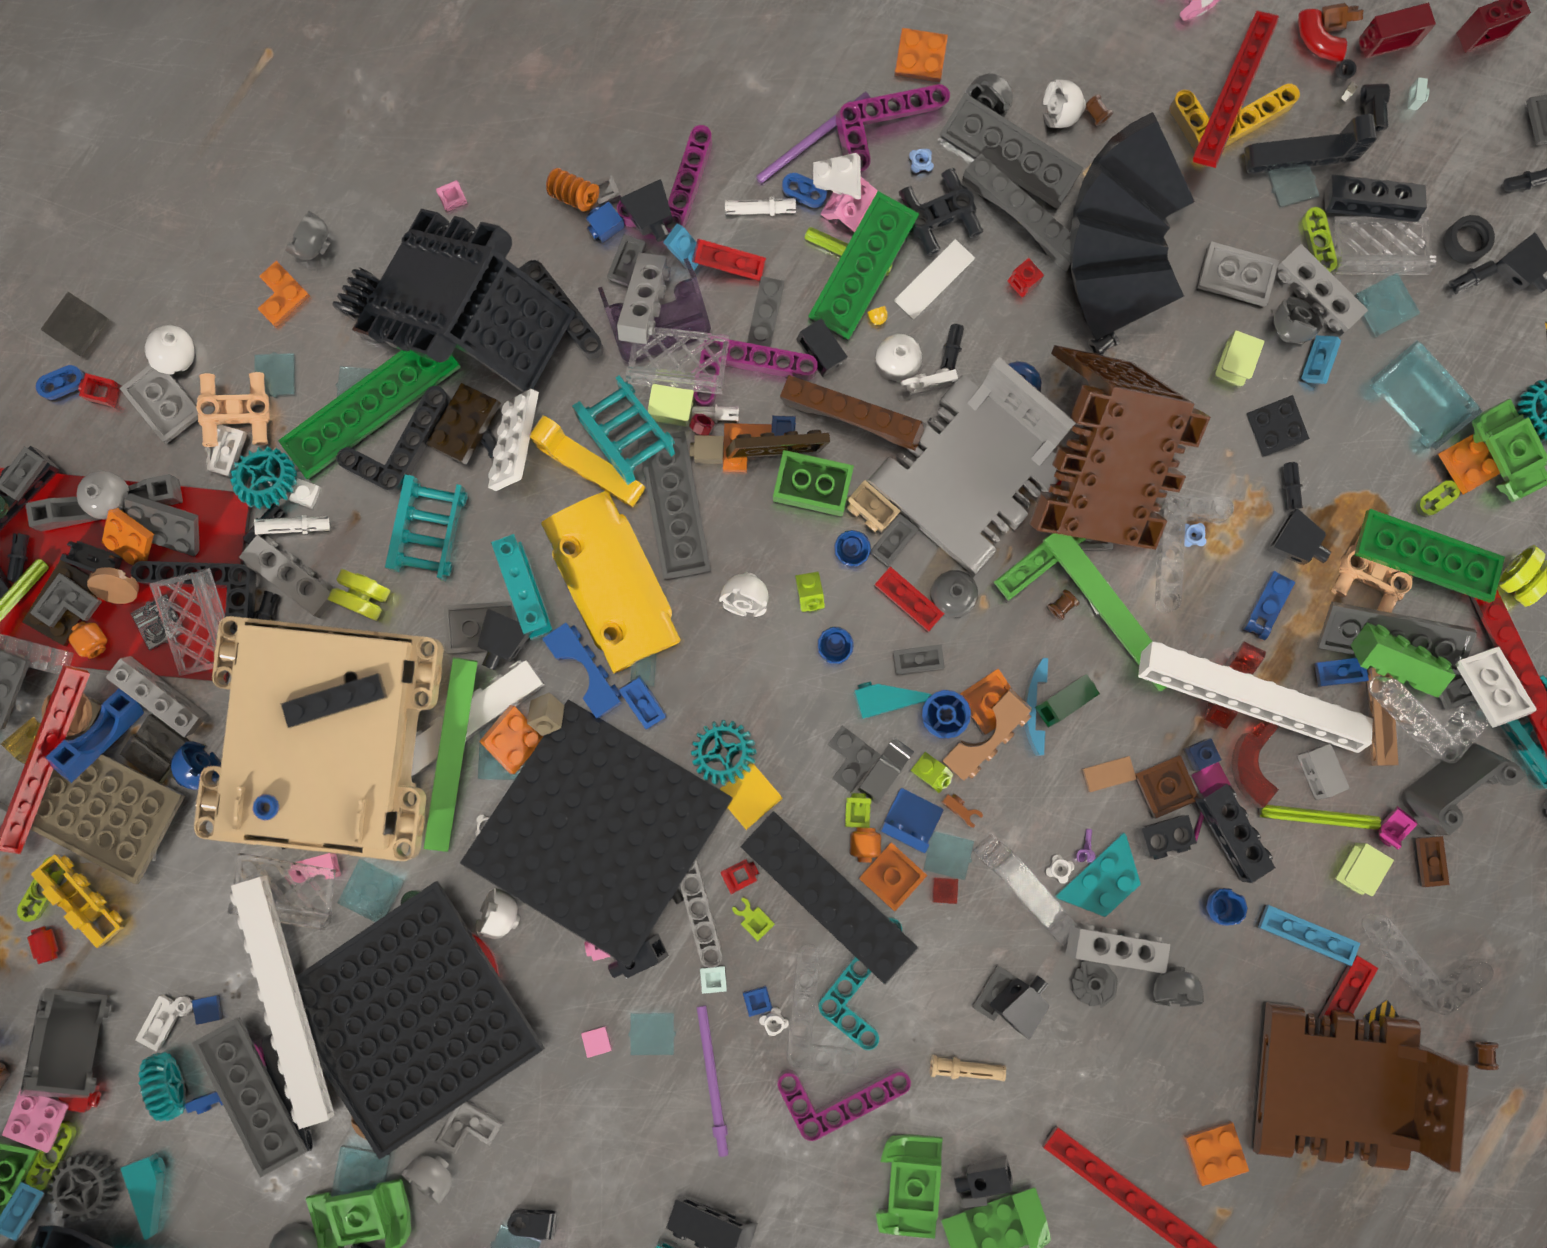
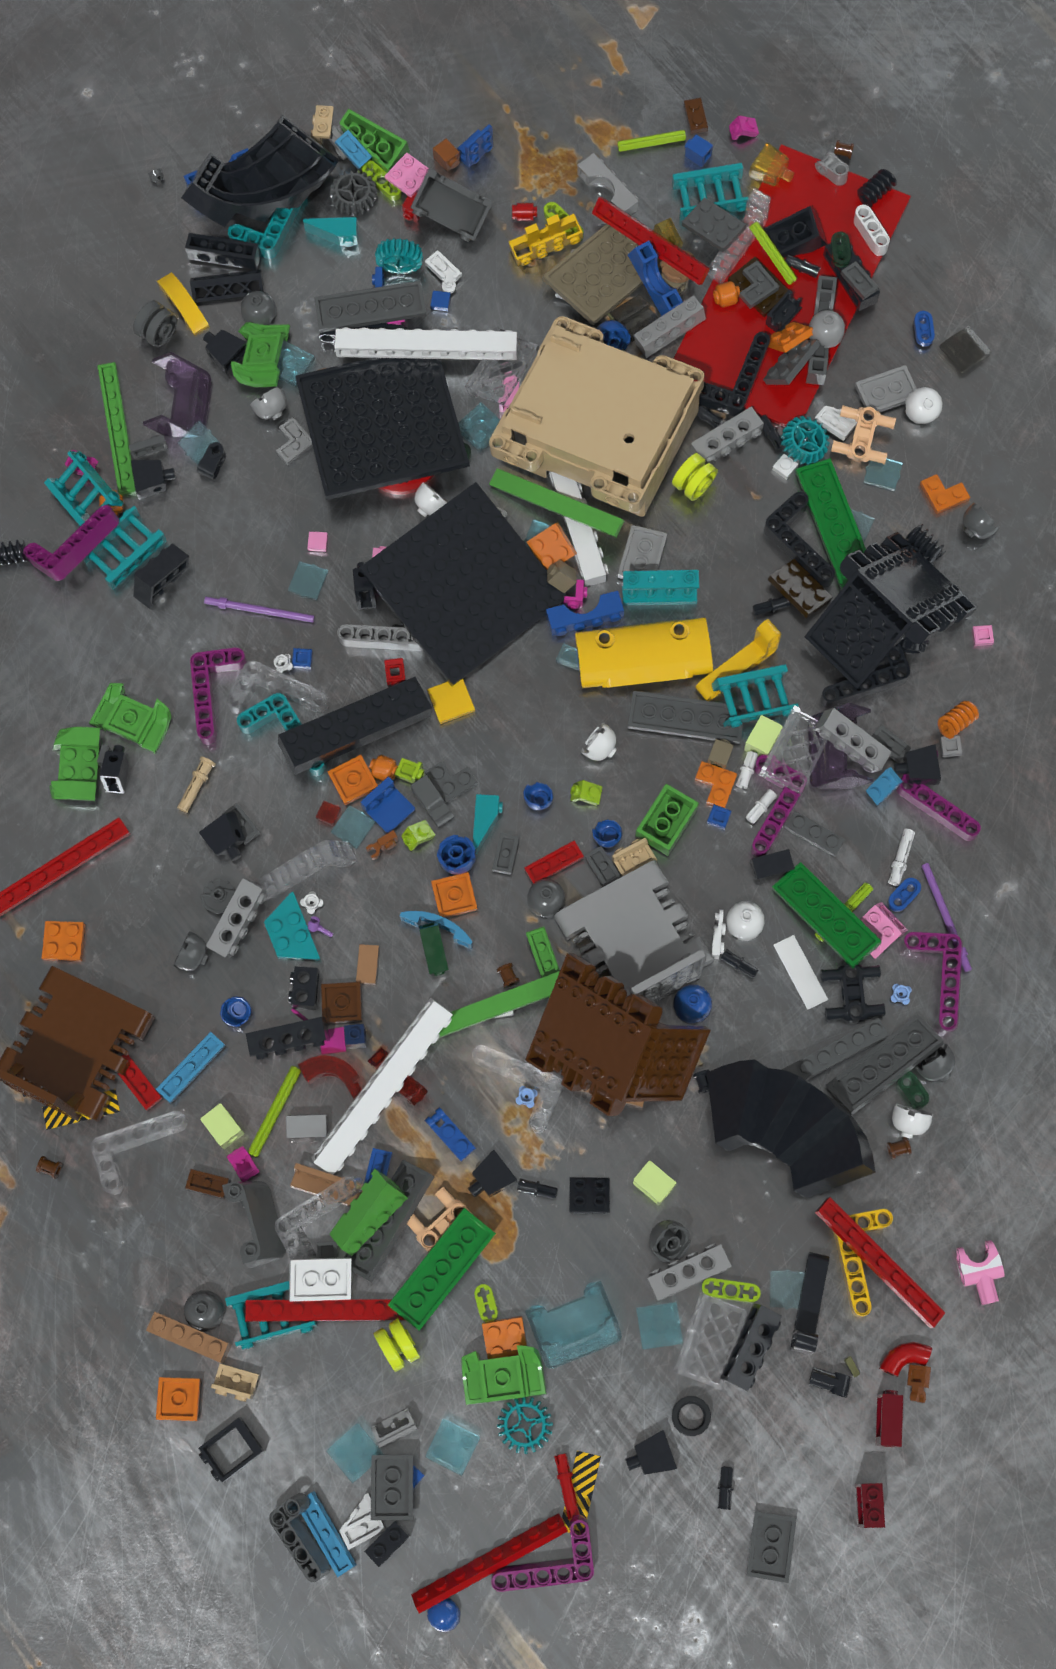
camera: 115 degrees right, 10 degrees down
(89, 386) = (912, 345): red window -> none
(113, 585) = (758, 318): medium nougat tile -> none
(150, 624) = (723, 343): piece -> none
(211, 610) = (720, 375): clear fence -> none
(258, 807) = (559, 355): blue plate -> none
(285, 525) = (763, 449): white pin -> none
(334, 700) = (616, 423): black plate -> none
(407, 513) = (730, 521): teal fence -> none
(500, 638) = (627, 559): black torso -> none
(513, 440) = (777, 615): white plate -> none
(558, 685) = (577, 601): none -> dark pink bracket
(604, 222) = (924, 735): blue brick -> none
(642, 702) = (546, 646): blue plate -> none
(701, 424) = (740, 753): dark red tile -> none
(713, 979) = (328, 632): light aqua plate -> none
(714, 756) = (502, 688): teal gear -> none
(728, 259) = (864, 816): red plate -> none
(754, 383) = (761, 806): none -> white axle
(755, 921) = (358, 674): lime plate -> none
(773, 445) = (707, 792): dark brown plate -> none
(839, 175) = (904, 919): white wing -> none
(873, 418) = (710, 863): reddish brown arch -> none
(878, 315) = (784, 916): yellow hinge -> none
(921, 55) = (990, 1025): orange plate -> none
(966, 756) = (439, 896): medium nougat arch -> none
(1025, 115) = (914, 1089): none -> clear green plate
(1025, 277) = (776, 1037): red window -> none
(1238, 274) = (724, 1211): light grey plate -> none
(1321, 359) = (631, 1250): dark azure plate -> none
(1349, 70) = (867, 1372): black hinge -> none
(1418, 93) = (829, 1423): light aqua plate -> none
(1473, 276) = (658, 1407): black axle -> none

